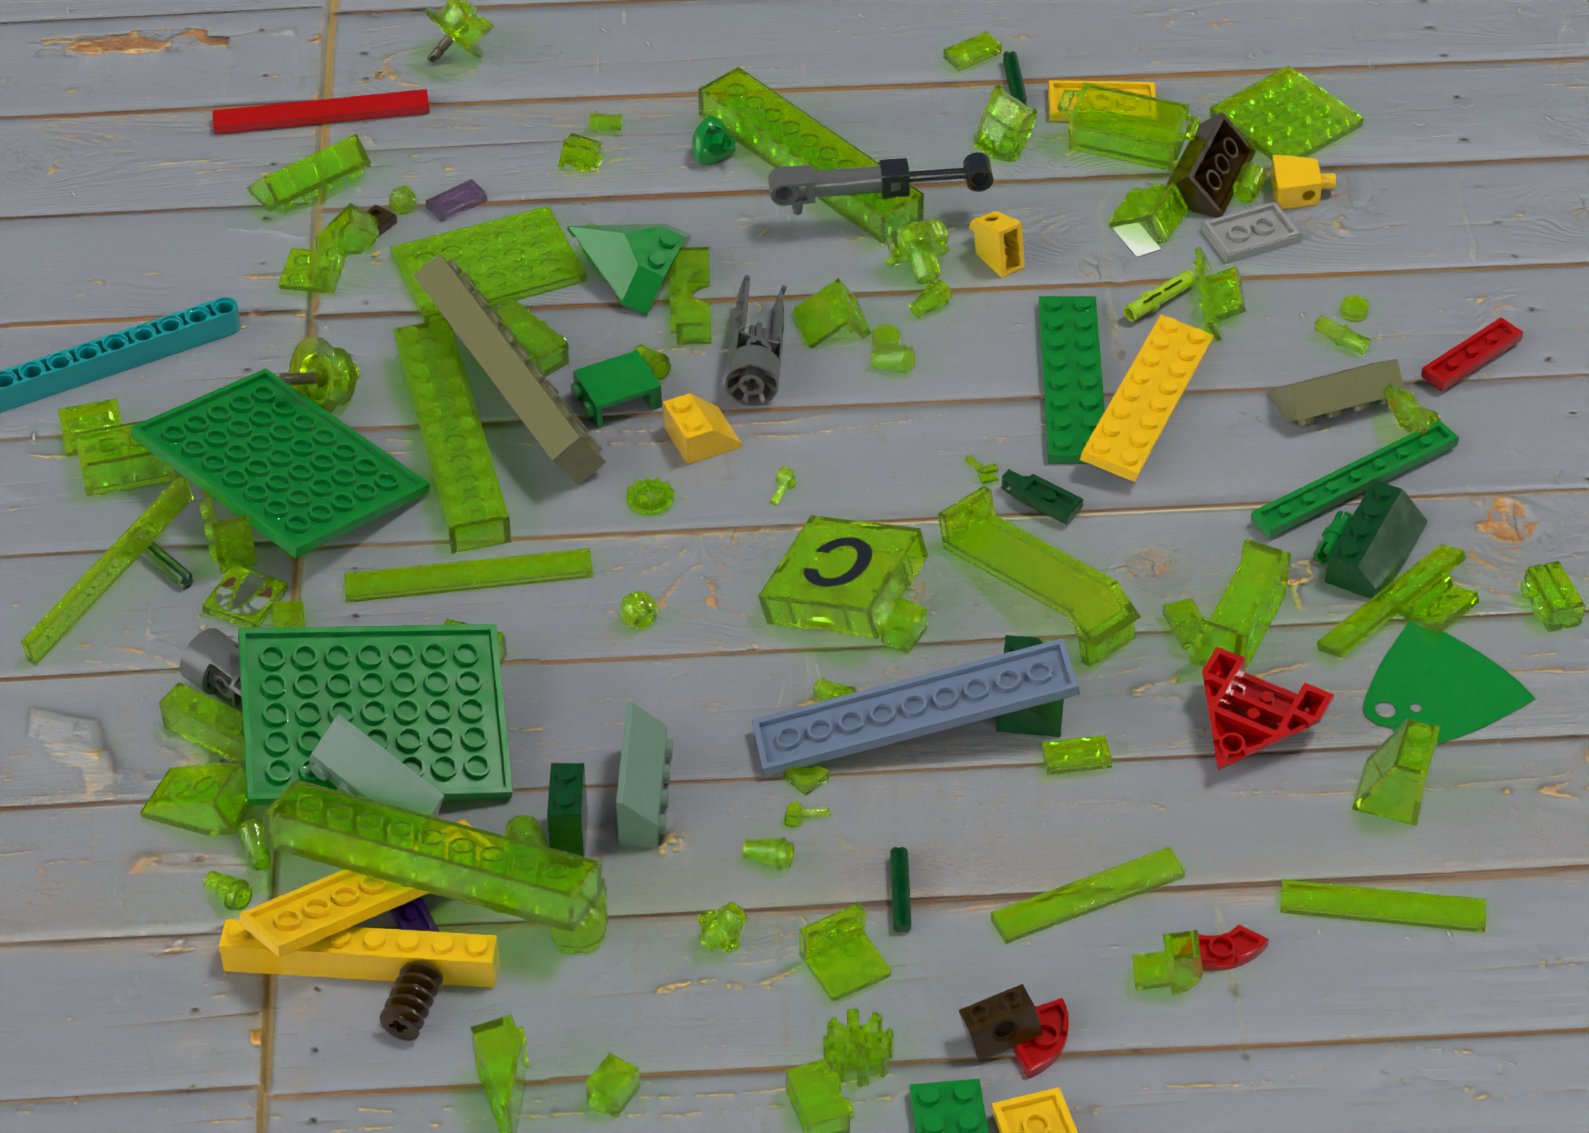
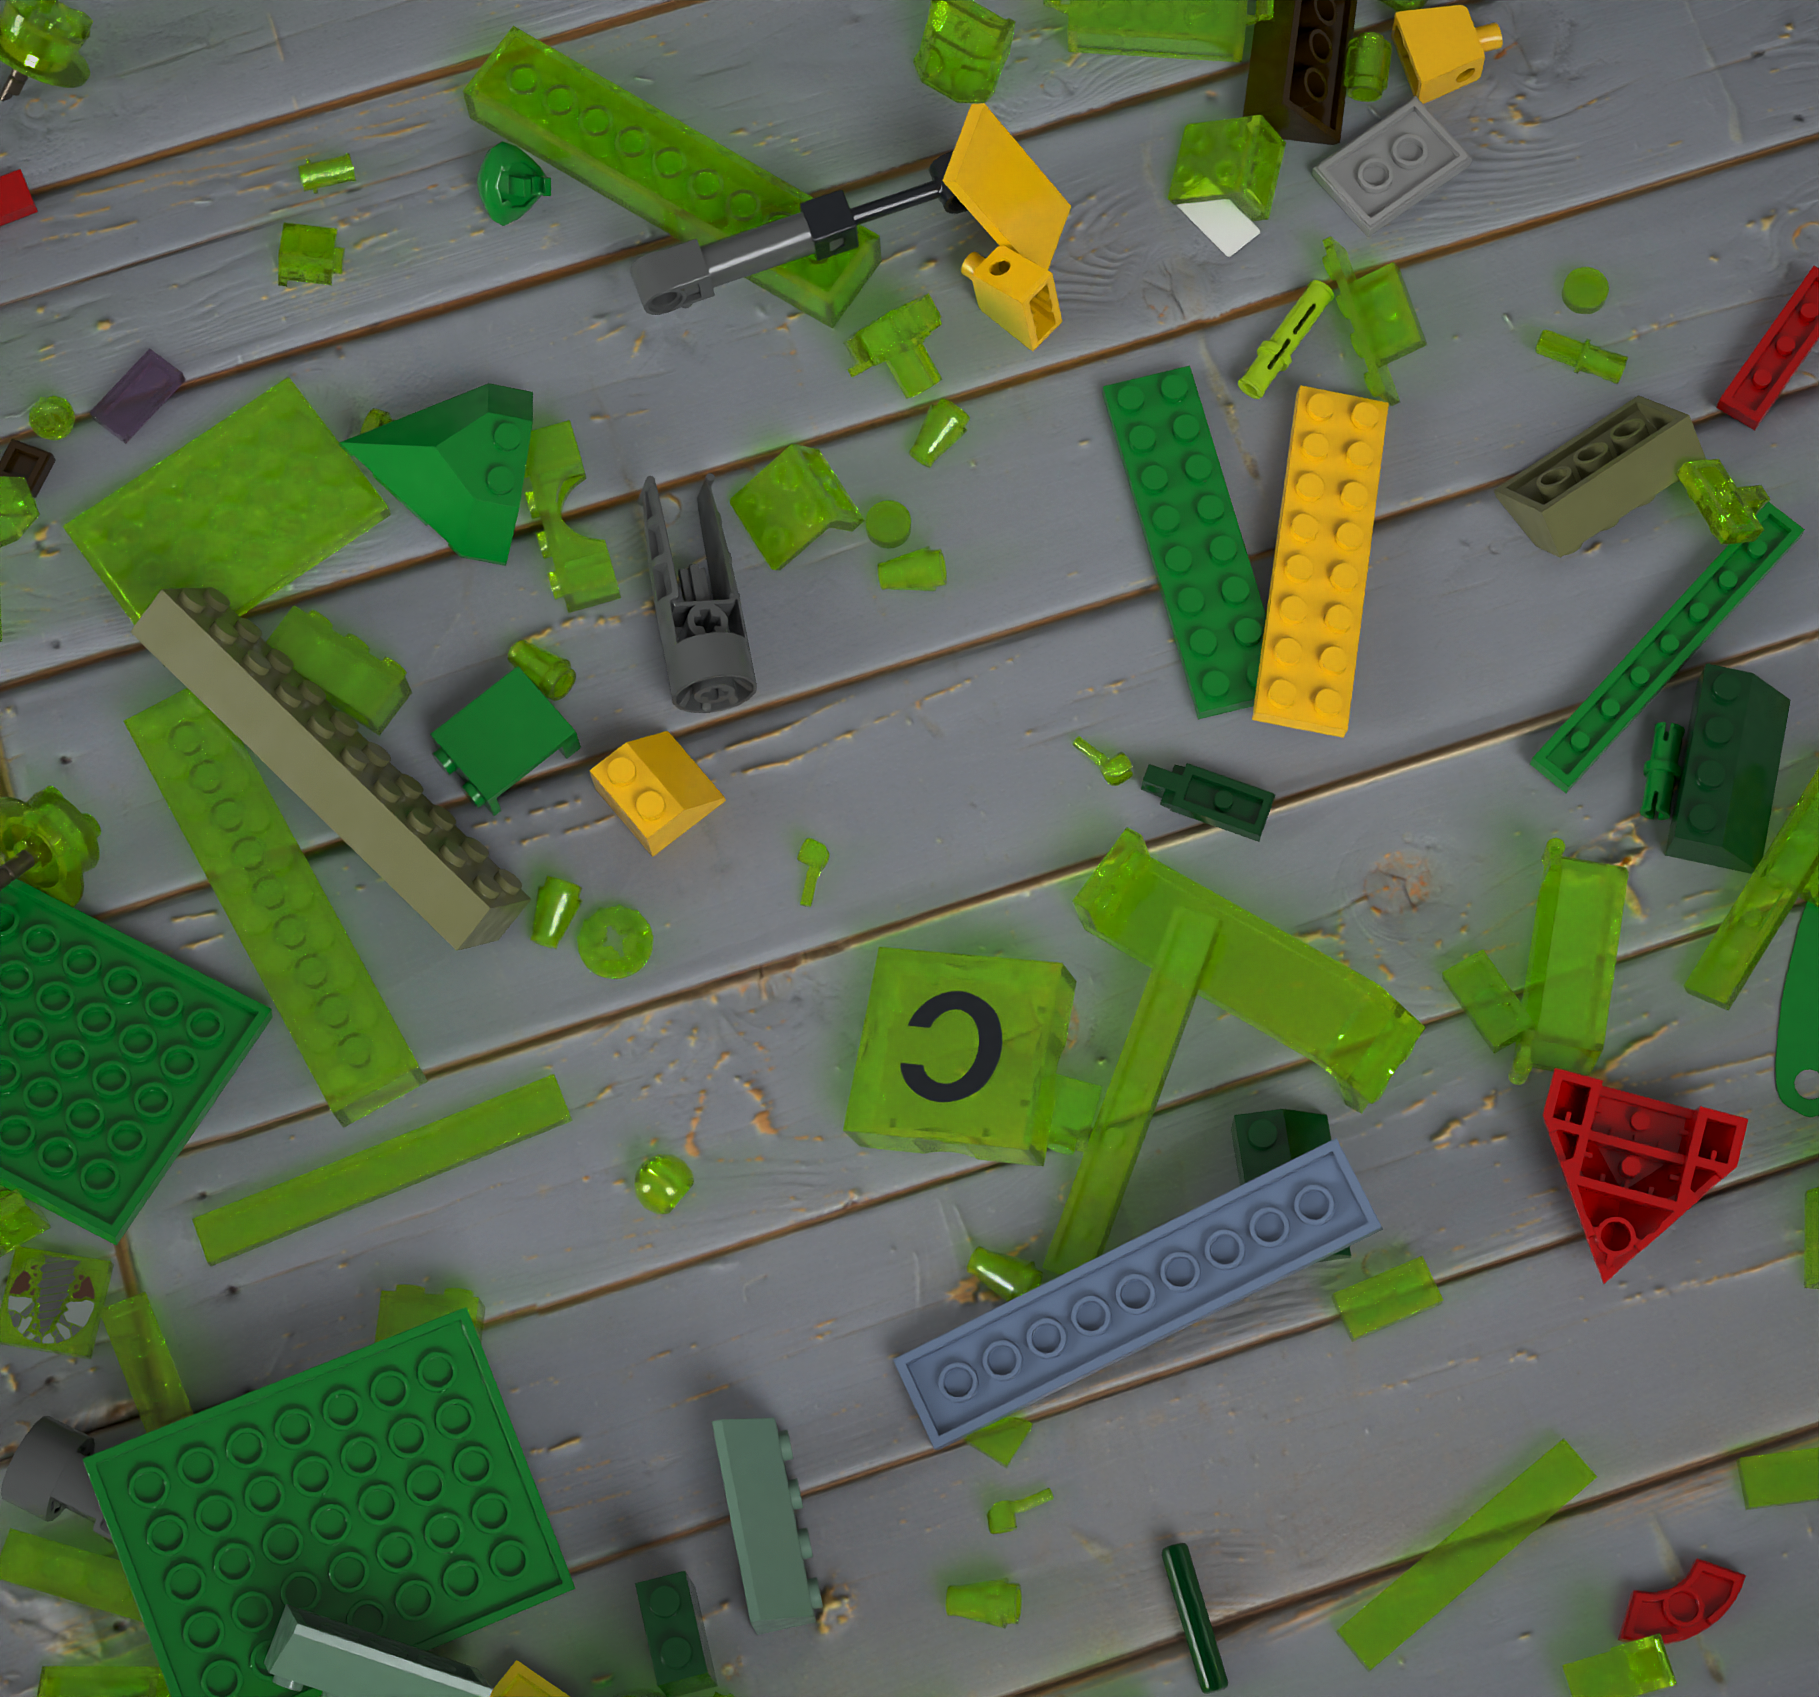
camera: 10 degrees left, 25 degrees up
(618, 472) = (554, 911): none -> clear neon green cone
(954, 607) = (1134, 1090): none -> clear neon green tile
(1006, 178) = (1005, 188): none -> yellow tile

